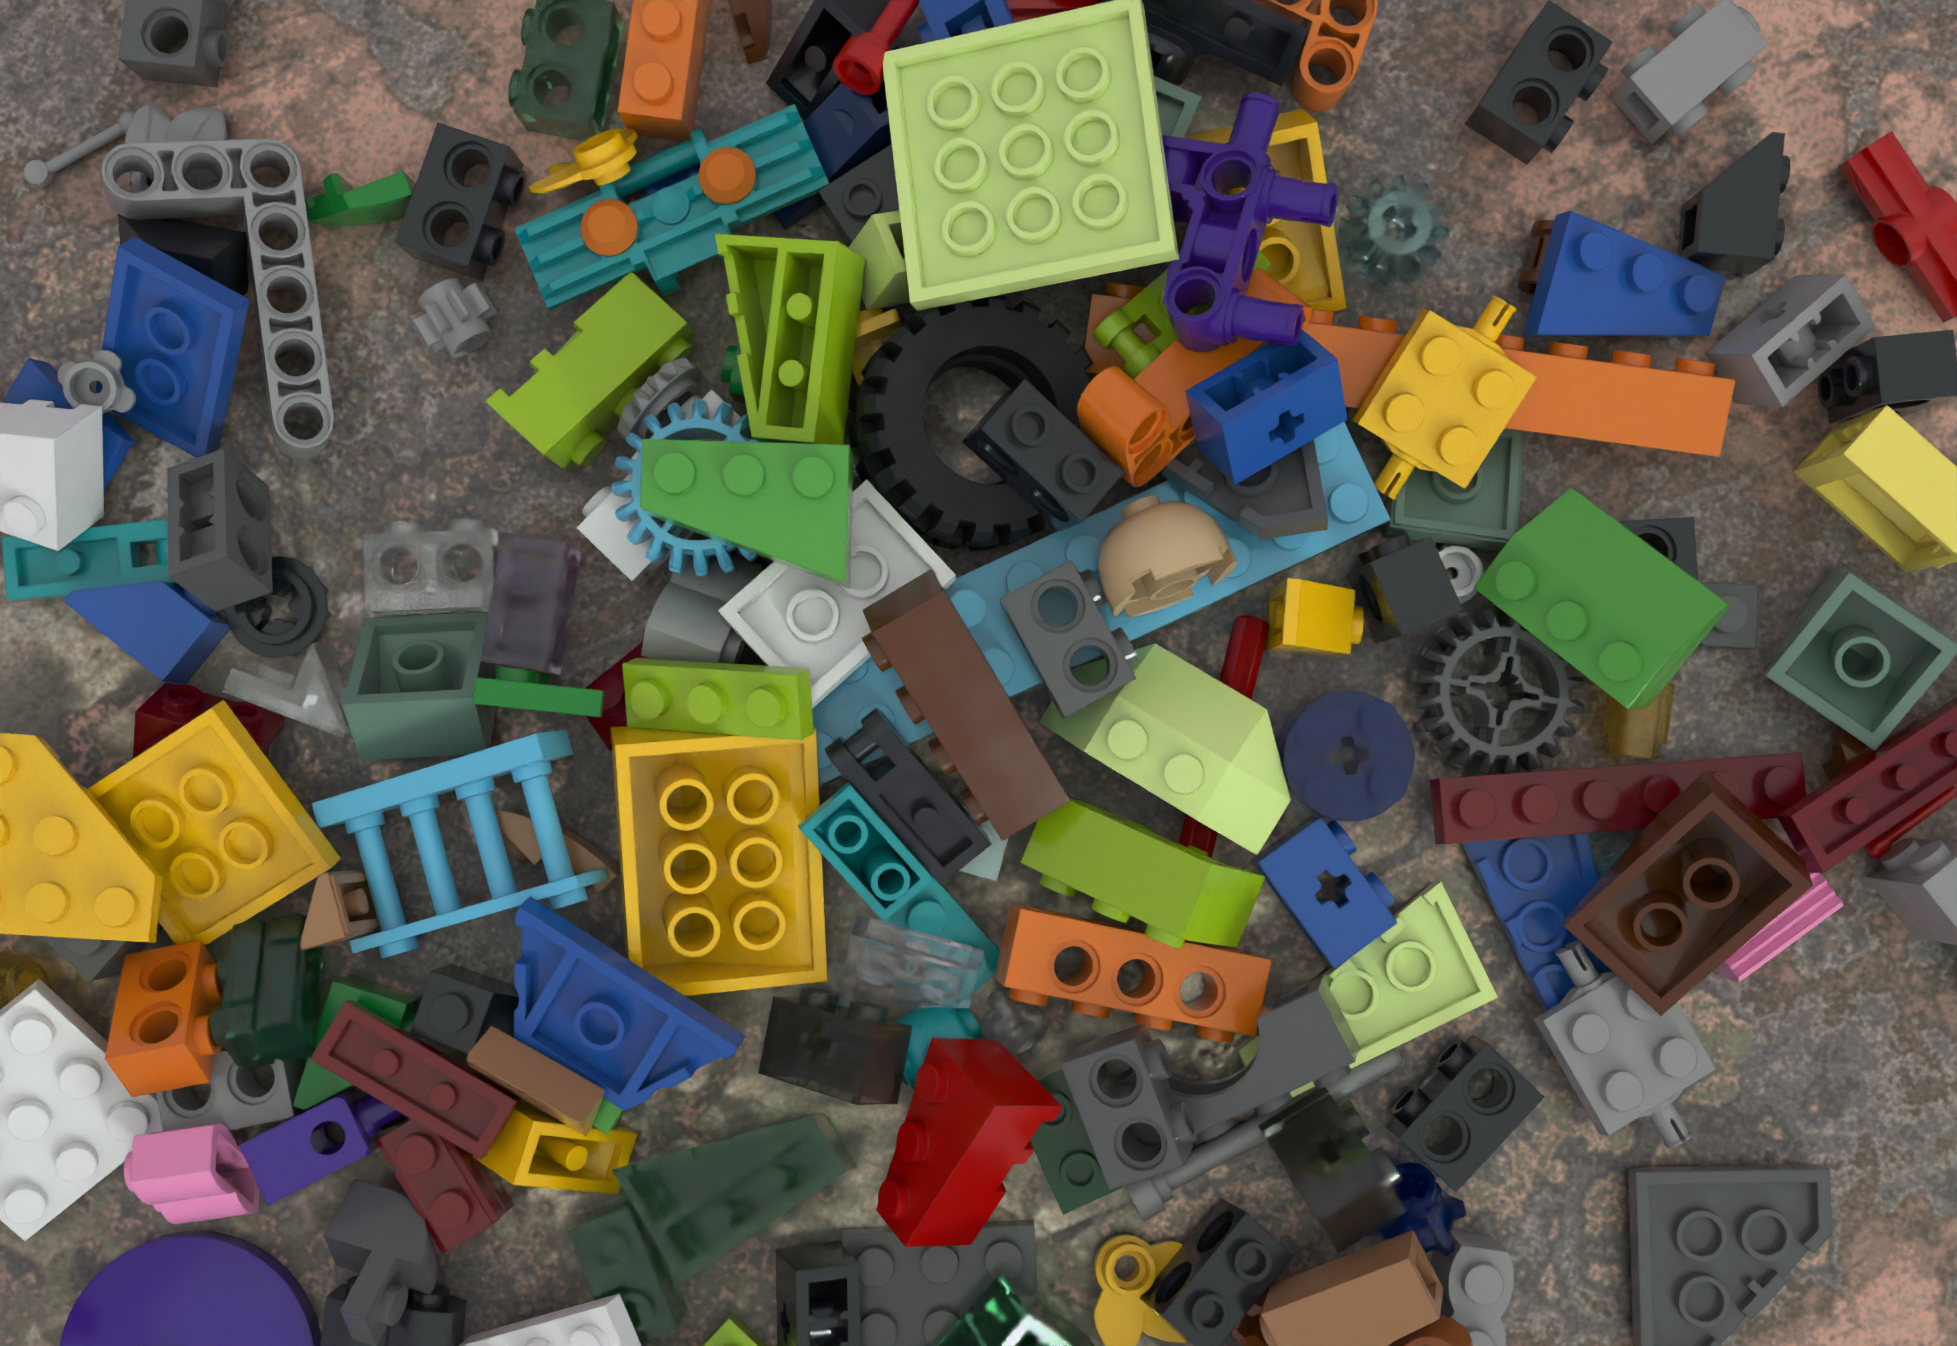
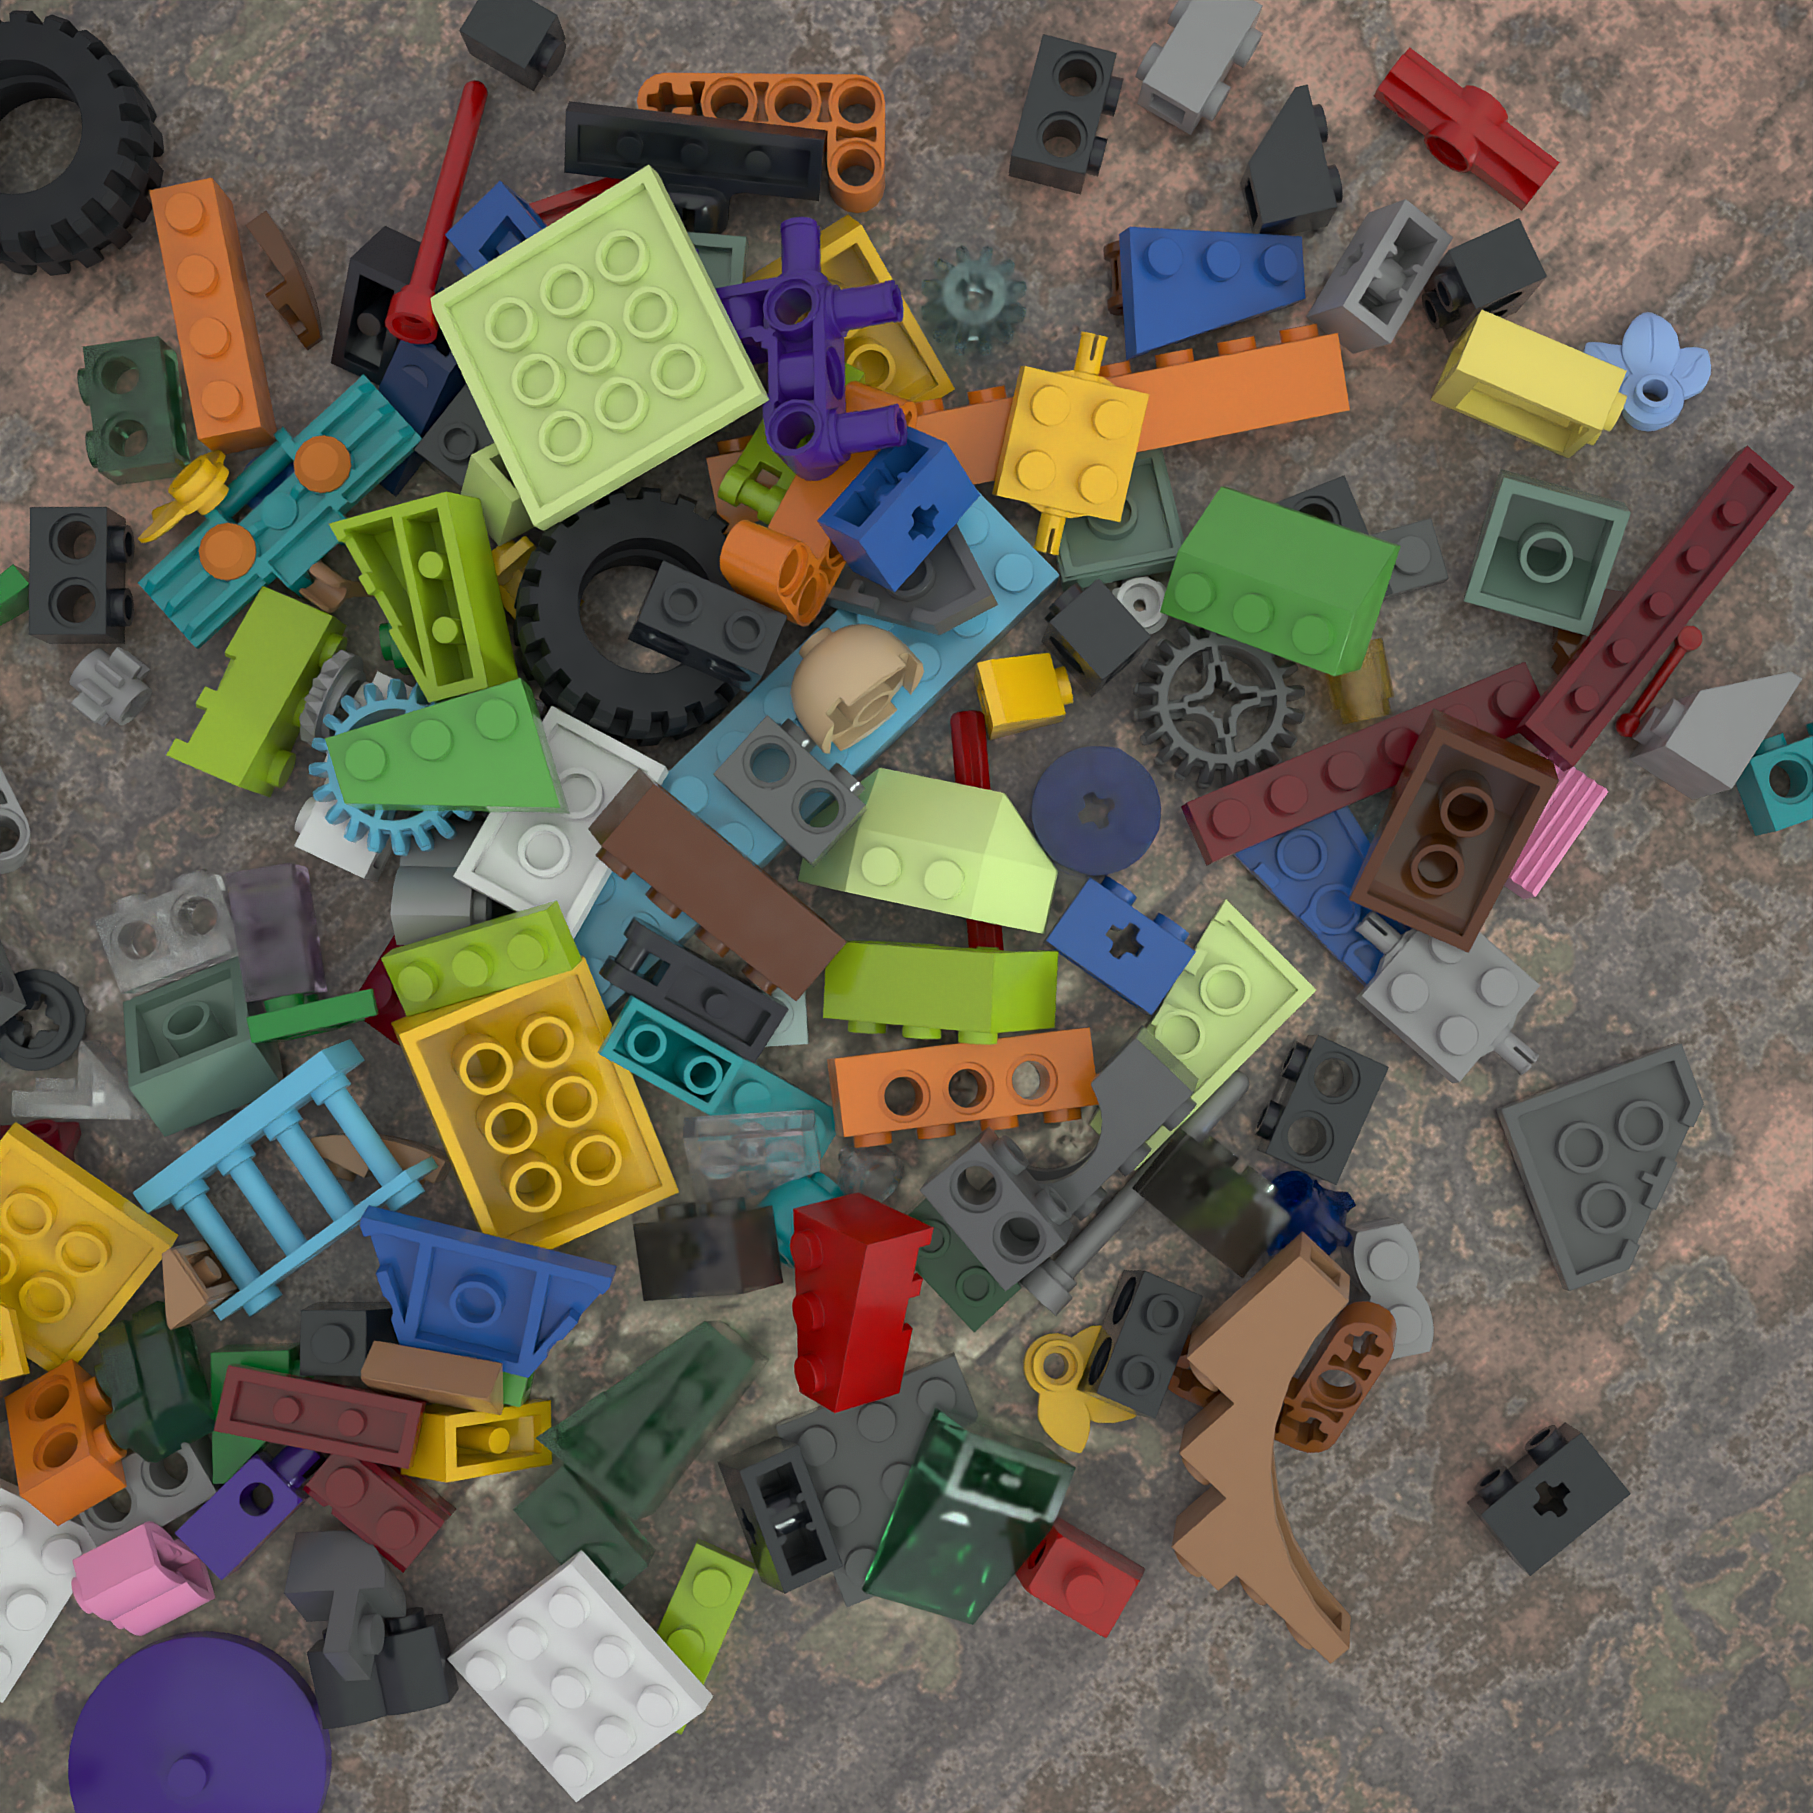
camera: 20 degrees left, 0 degrees up
(694, 296) = (331, 589): none -> medium nougat hand

